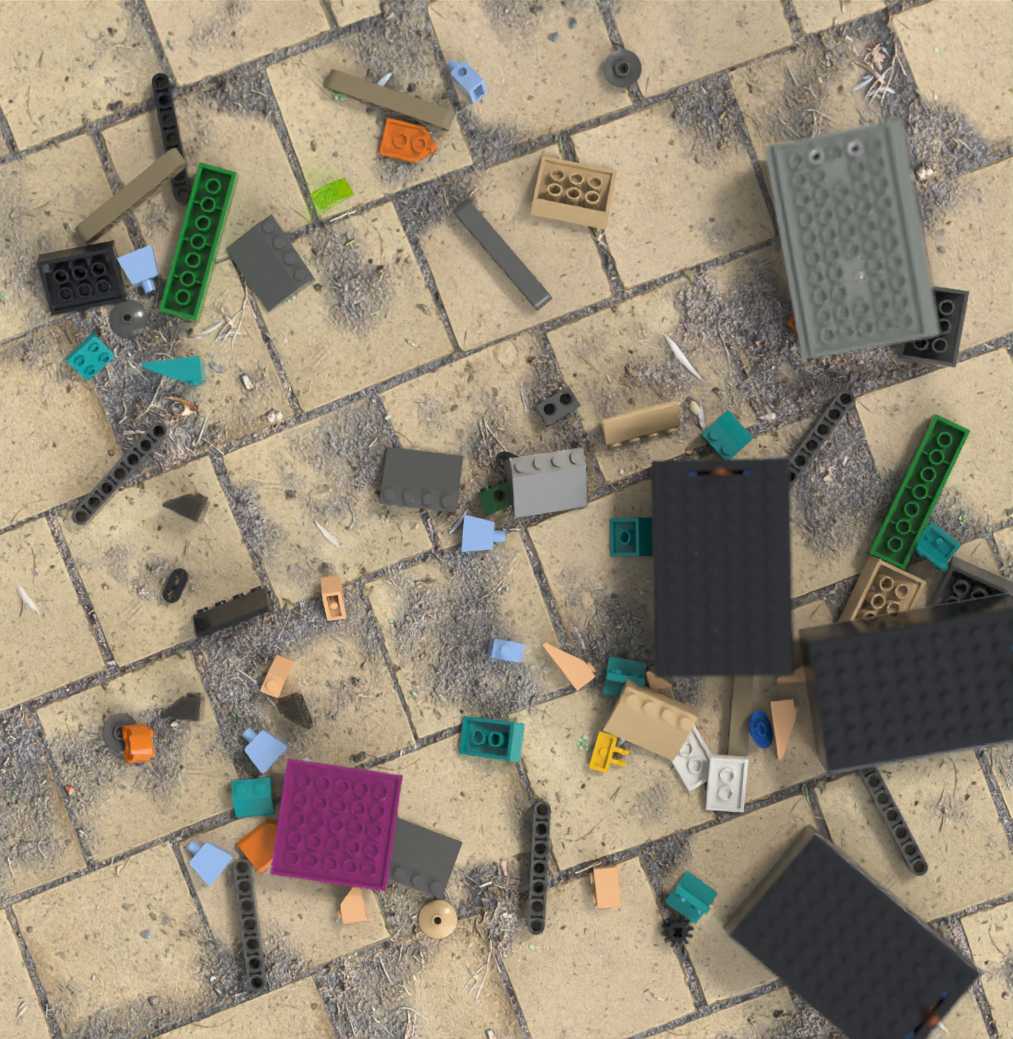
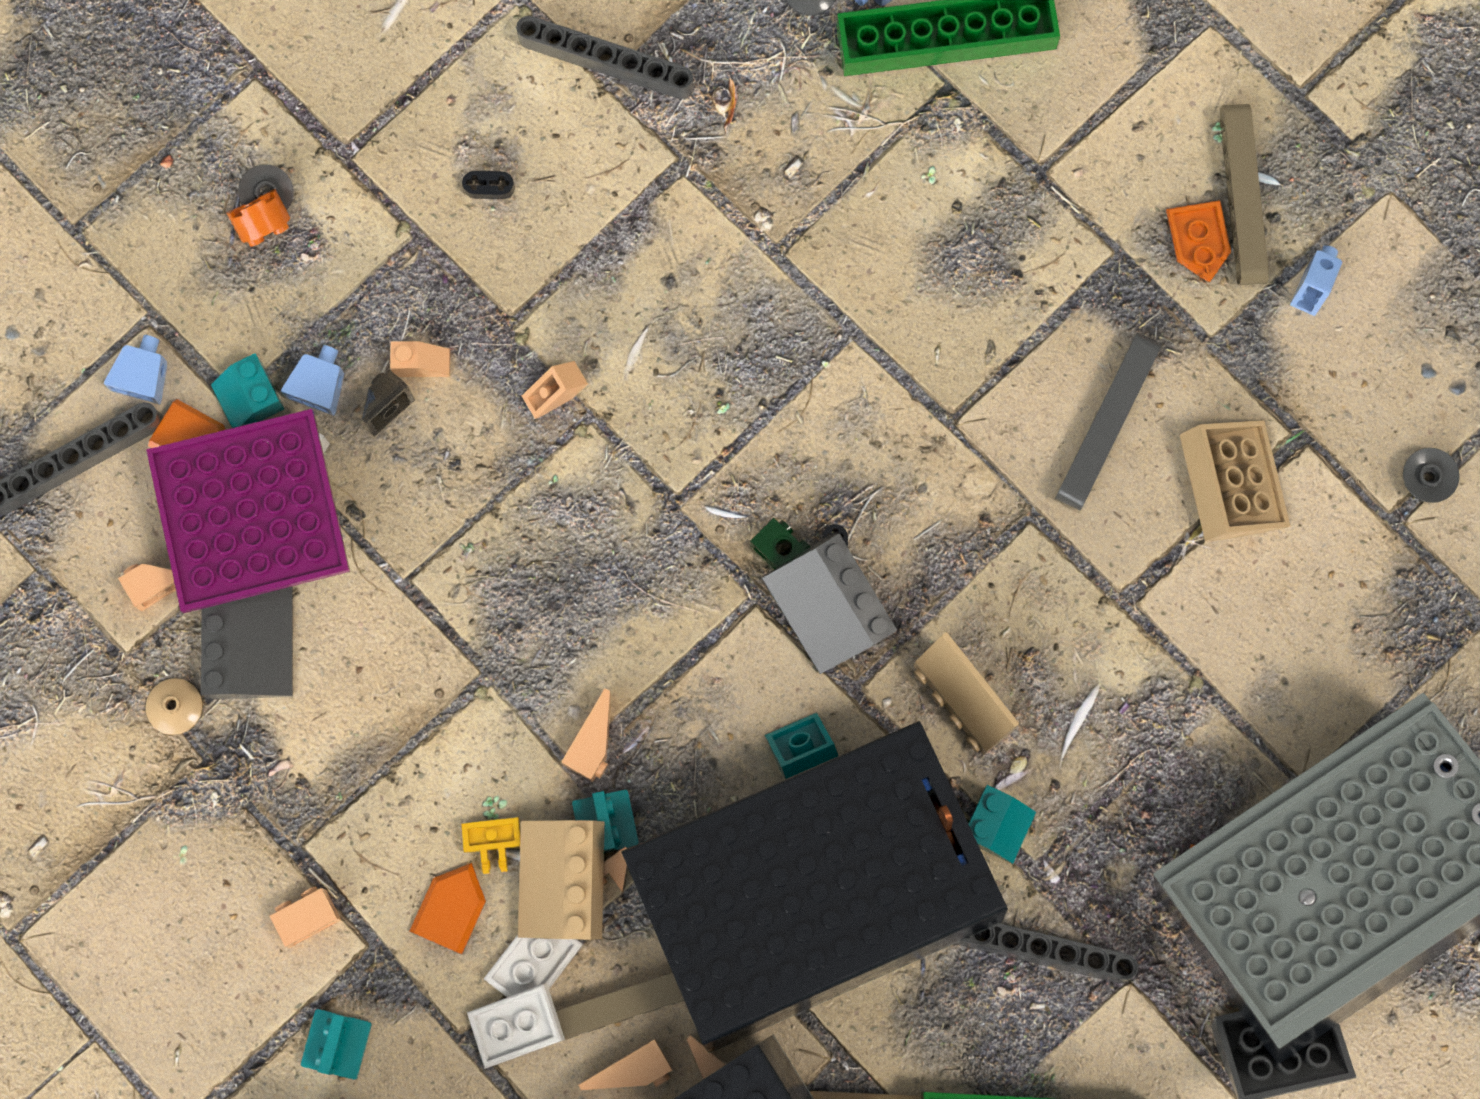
camera: 70 degrees right, 10 degrees down
(185, 370) = (776, 81): teal slope -> none
(187, 707) = (331, 259): clear smoke slope -> none
(190, 506) = (599, 160): clear smoke slope -> none
(232, 612) = (480, 266): black slope -> none
(270, 263) = (962, 132): dark grey slope -> none
(332, 194) = (1085, 171): clear neon green slope -> none
(421, 480) = (760, 439): dark grey slope -> none
(479, 534) = (719, 545): light blue torso -> none
(491, 738) = (449, 676): teal slope -> none
(506, 650) = (578, 646): light blue torso -> none
(542, 876) = (282, 813): dark grey beam -> none
(560, 409) = (935, 583): dark grey brick -> none
(637, 795) = (450, 909): none -> orange tile
(669, 932) = (282, 1054): black gear -> none
(760, 729) = (610, 1042): blue dish -> none

